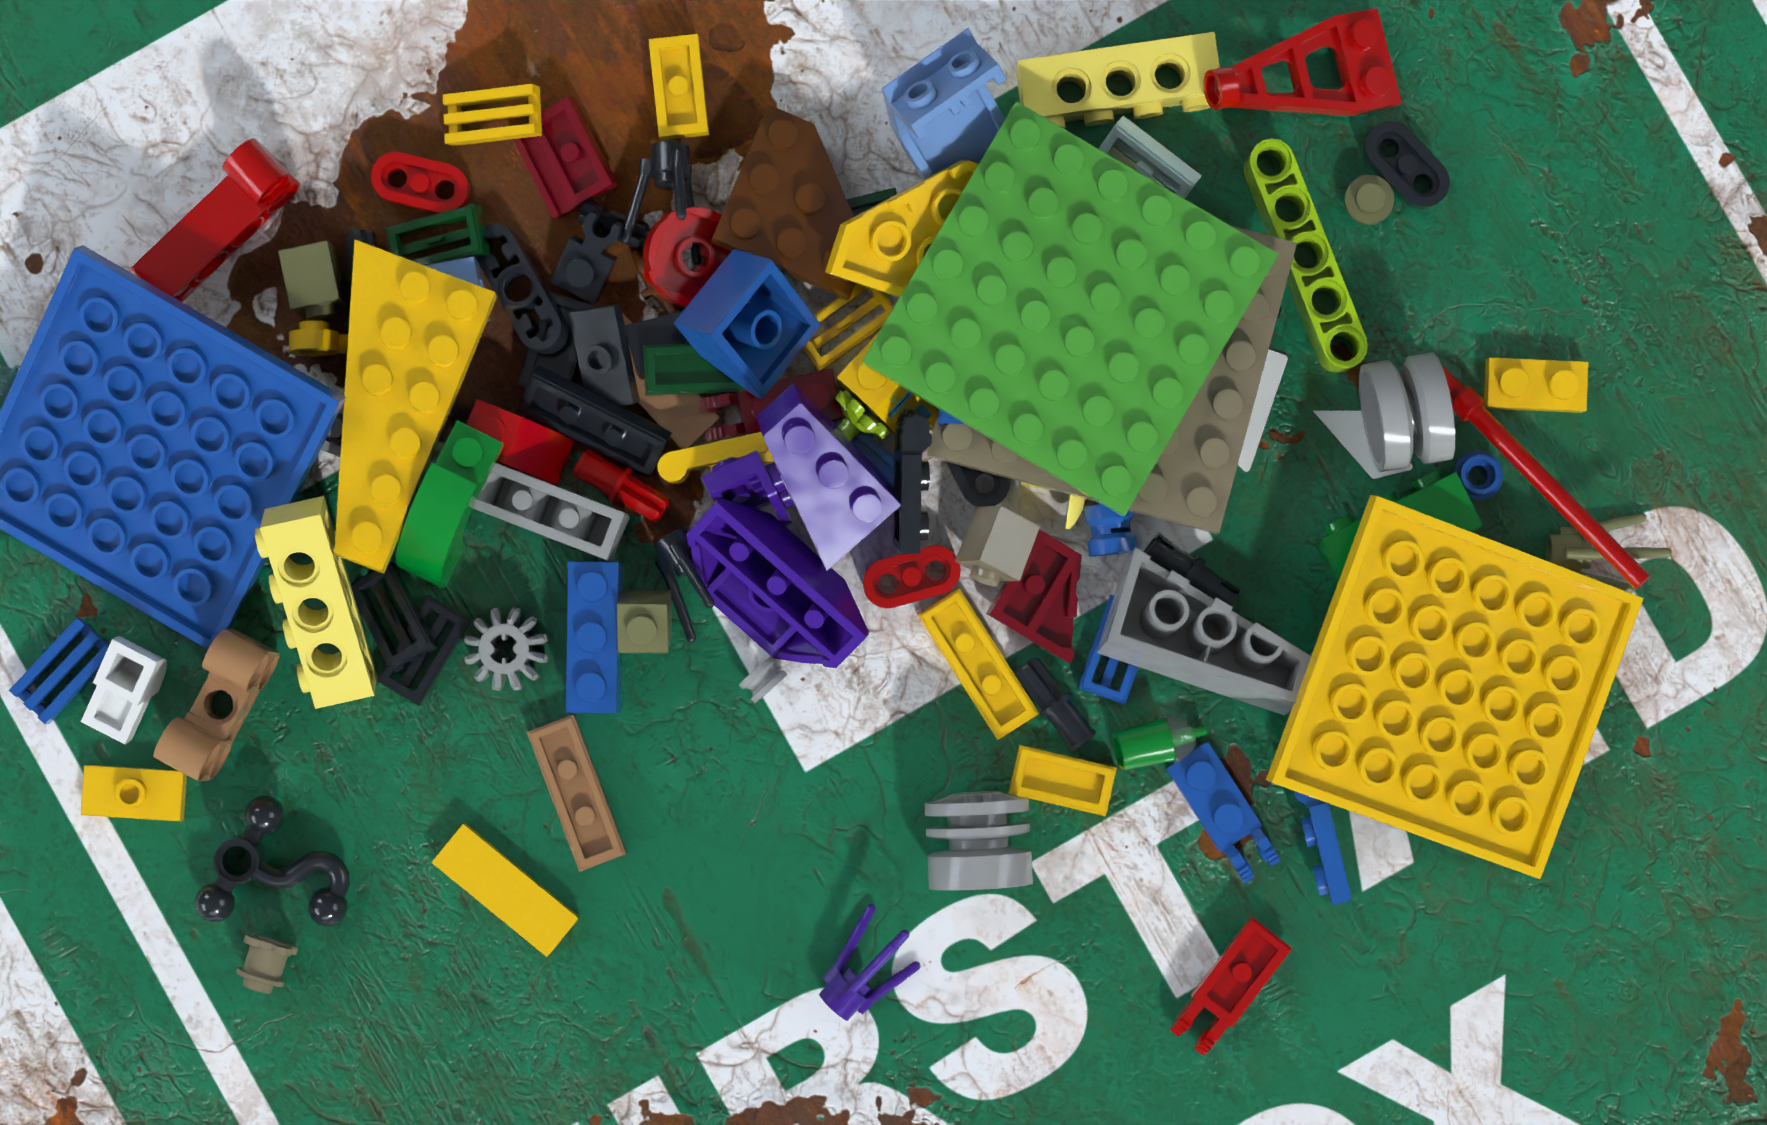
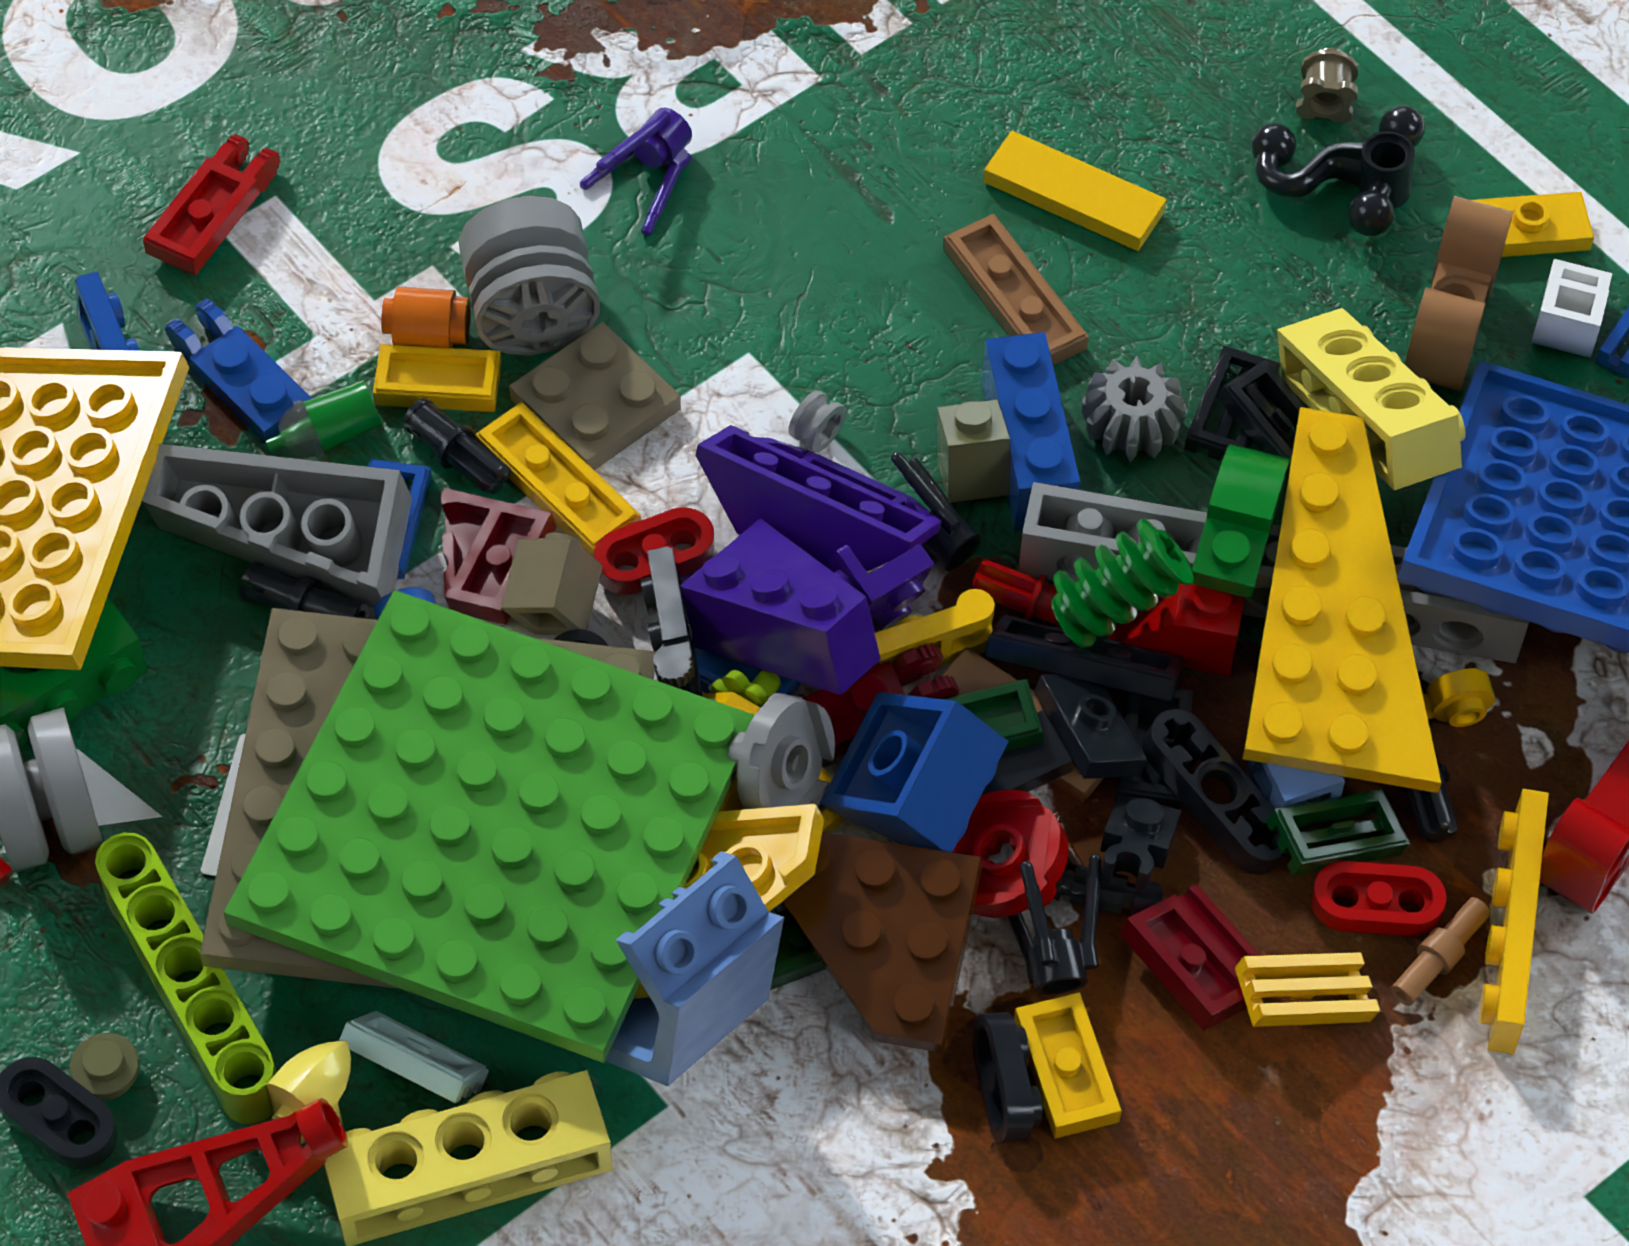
camera: 170 degrees right, 30 degrees down
(313, 279) = (1484, 765): olive brick -> none
(332, 127) = (1512, 943): none -> yellow plate
(385, 137) = (1440, 951): none -> medium nougat bar
(559, 446) = (1119, 584): none -> green piece
(725, 61) = (1000, 1062): none -> black plate
(845, 339) = (783, 753): none -> light grey plate
(937, 739) = (597, 395): none -> dark tan plate
(1065, 831) = (426, 317): none -> orange brick
(1223, 141) = (309, 1076): none -> light yellow plate

